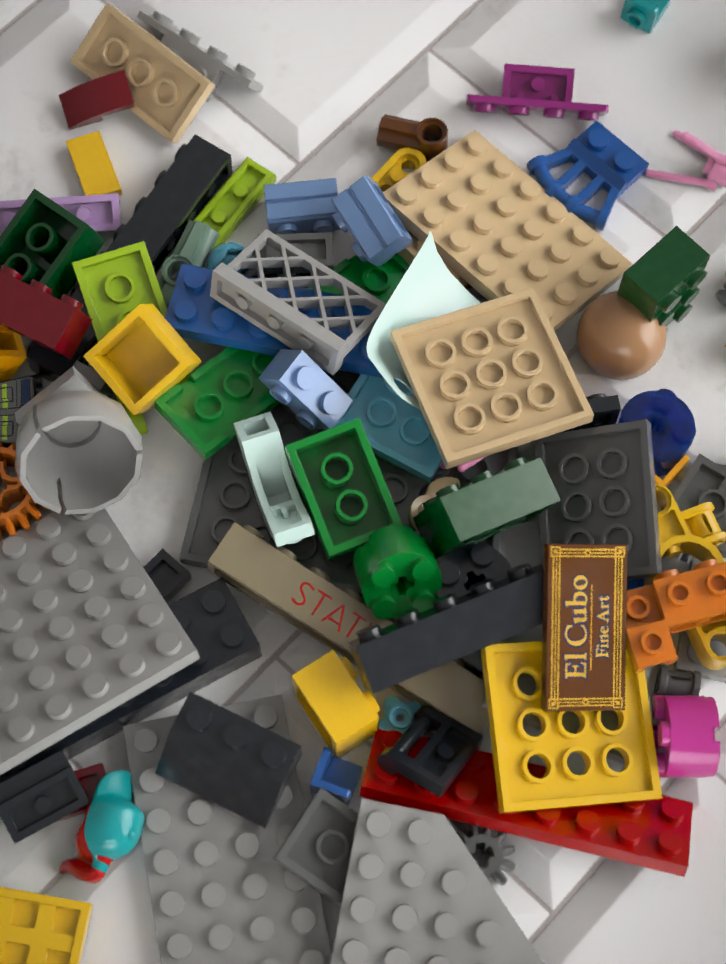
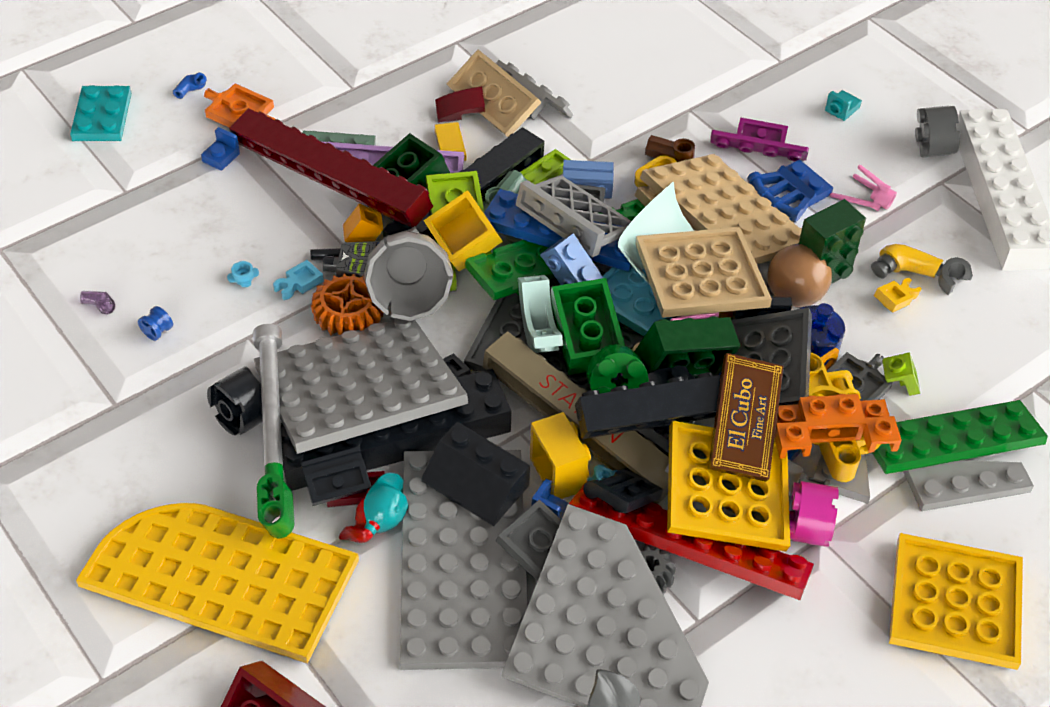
camera: 10 degrees right, 20 degrees down
(370, 221) = (633, 183): medium blue brick -> none

